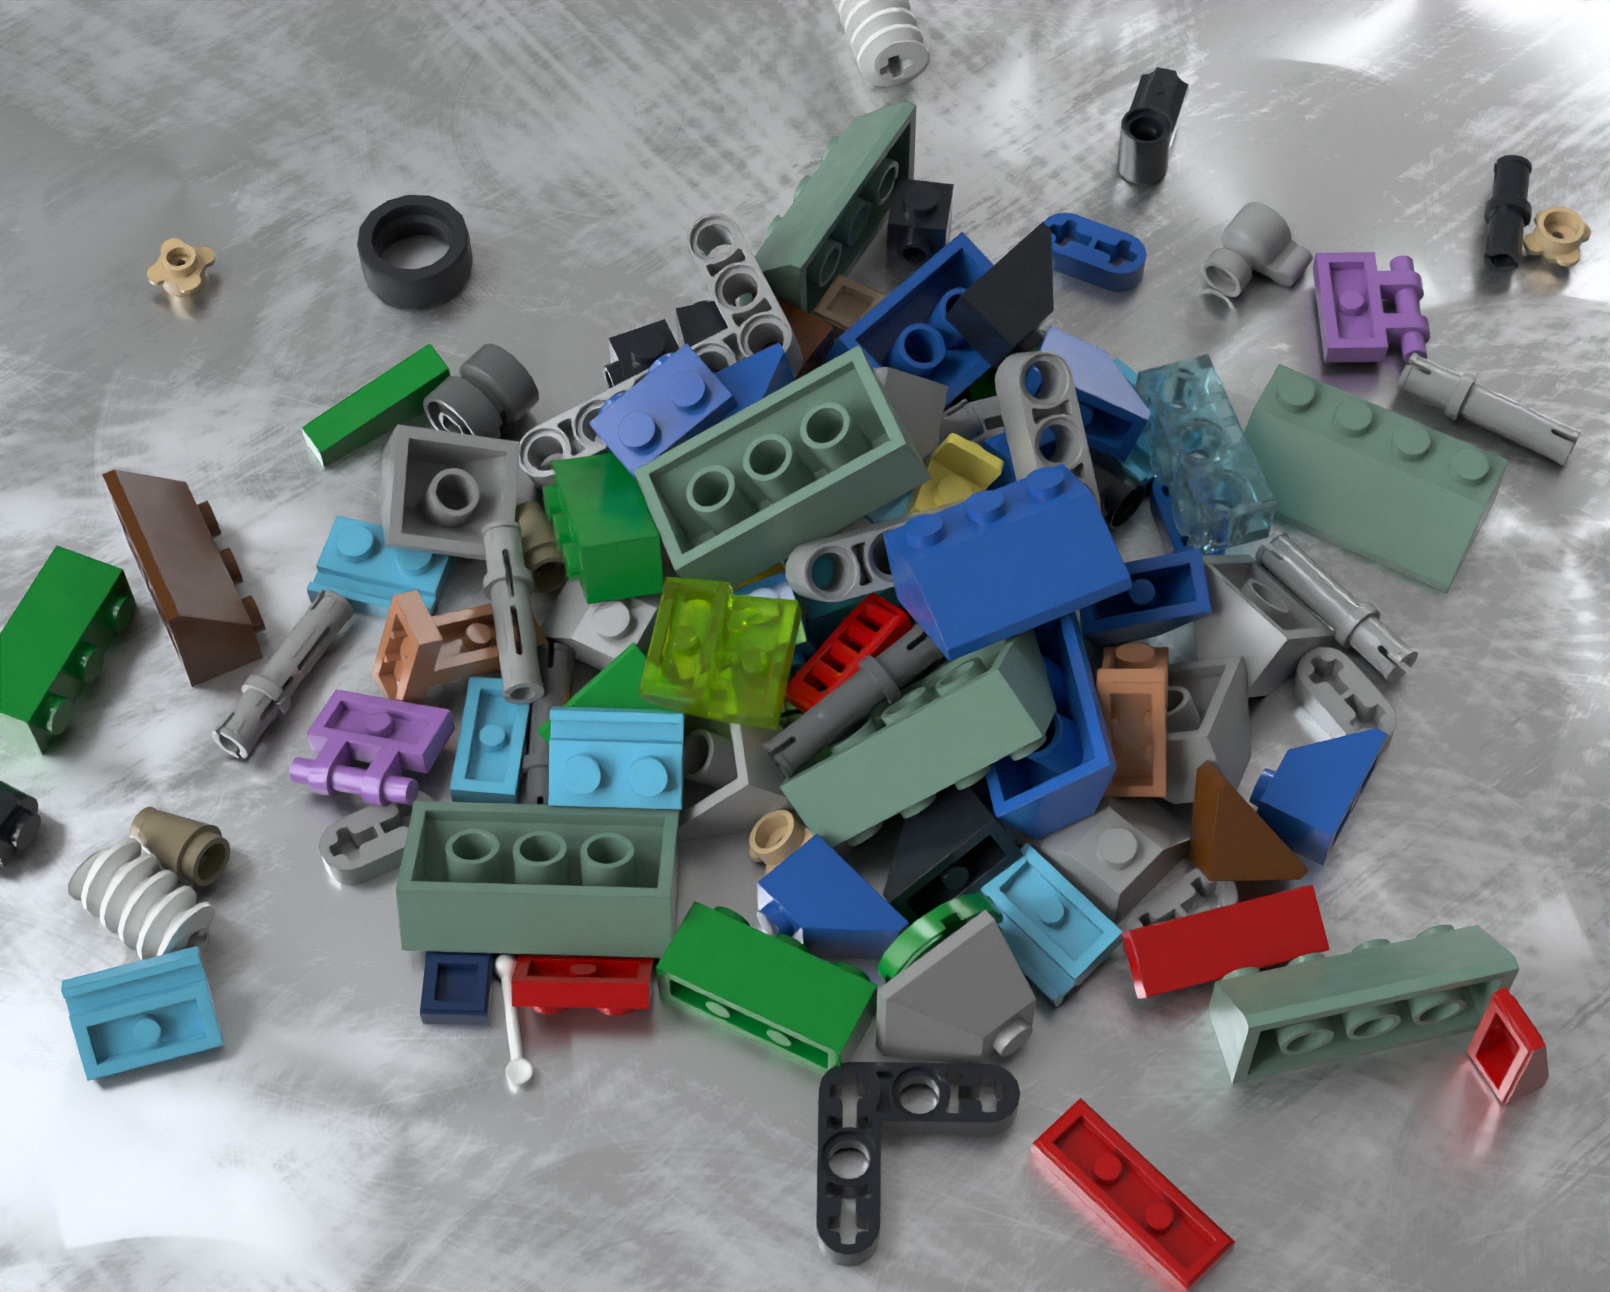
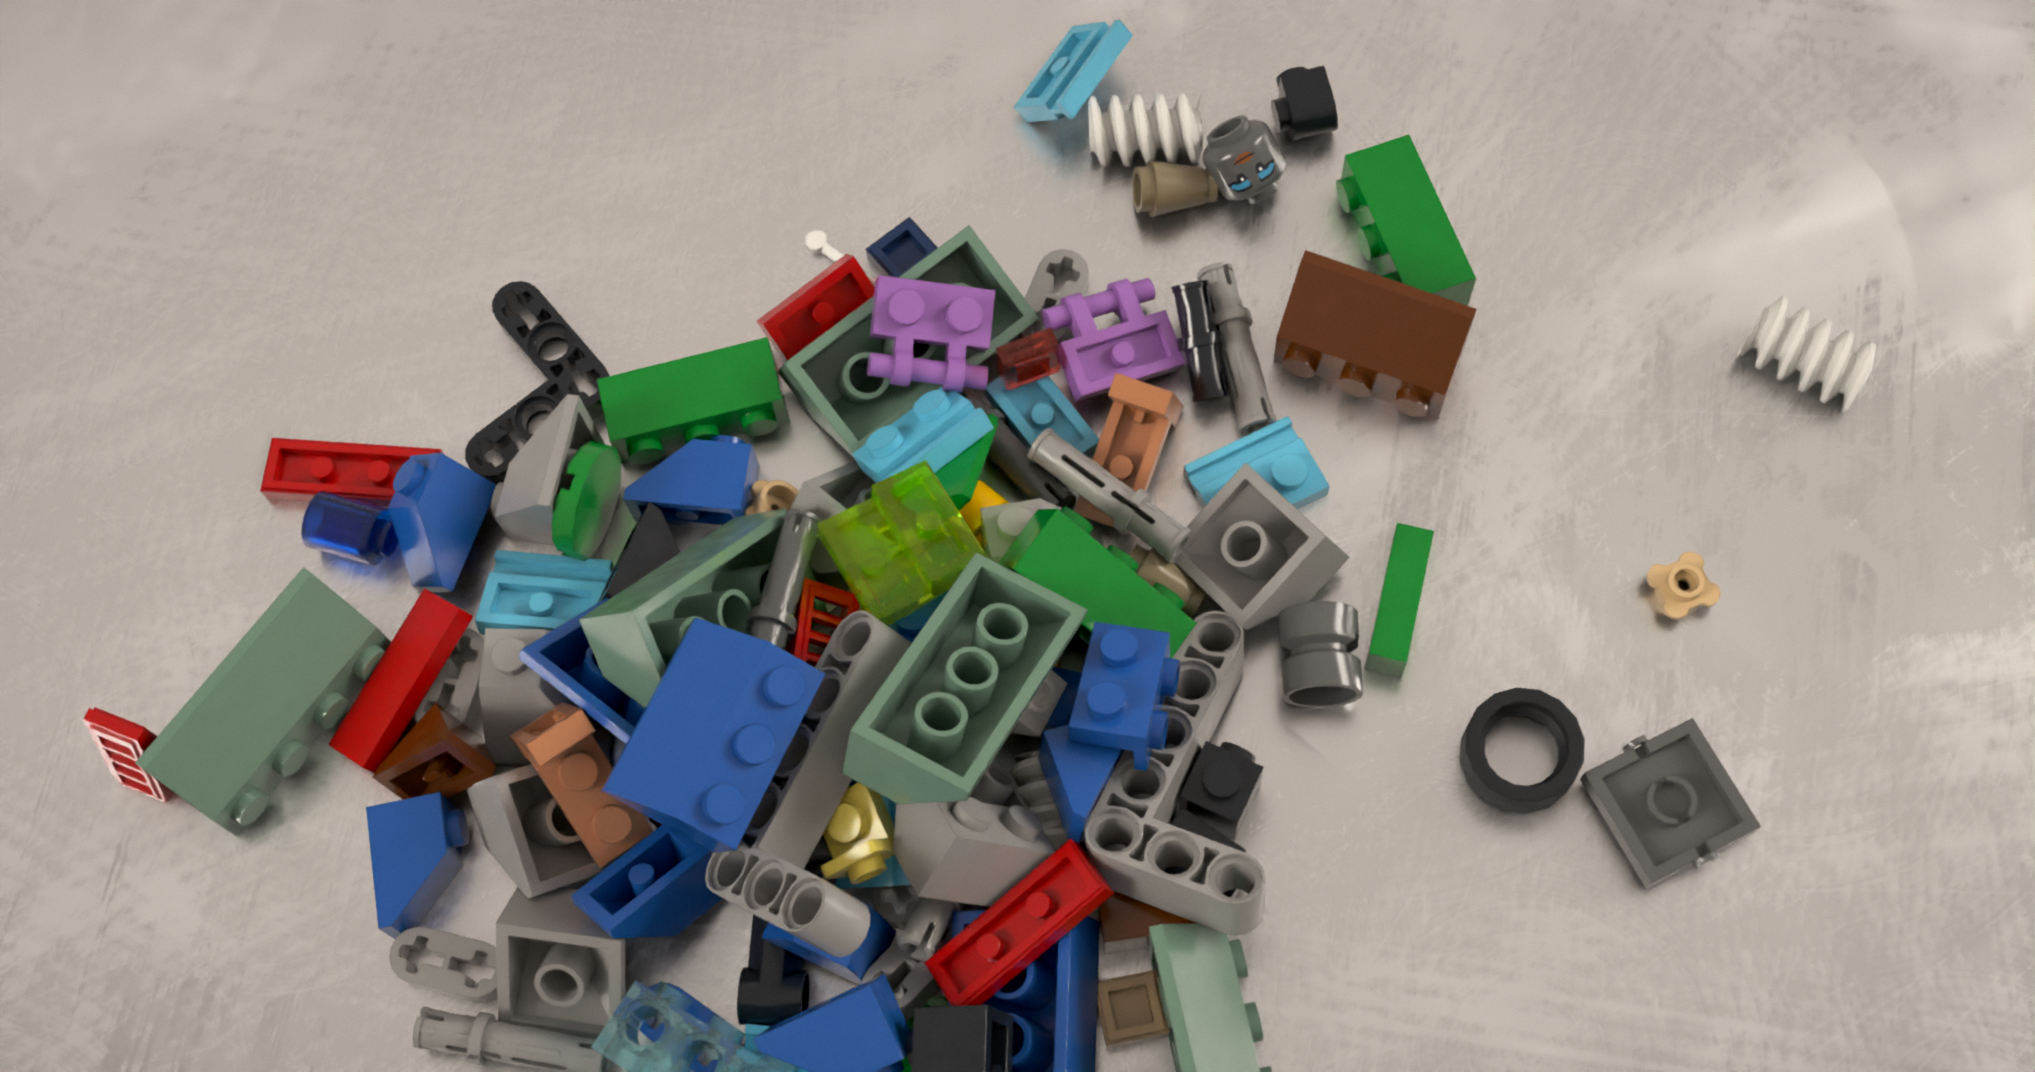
camera: 145 degrees right, 10 degrees up
(101, 802) = (1244, 159): none -> dark grey head
(307, 687) = (1200, 340): none -> black pin
(357, 154) = (1669, 802): none -> dark grey plate
(462, 760) = (1028, 359): none -> clear red tile
(508, 844) = (930, 315): none -> medium lavender plate
(923, 353) = (1019, 926): none -> red tile
(1084, 1054) = (437, 517): none -> blue slope
(1173, 1123) = (348, 528): none -> clear blue brick

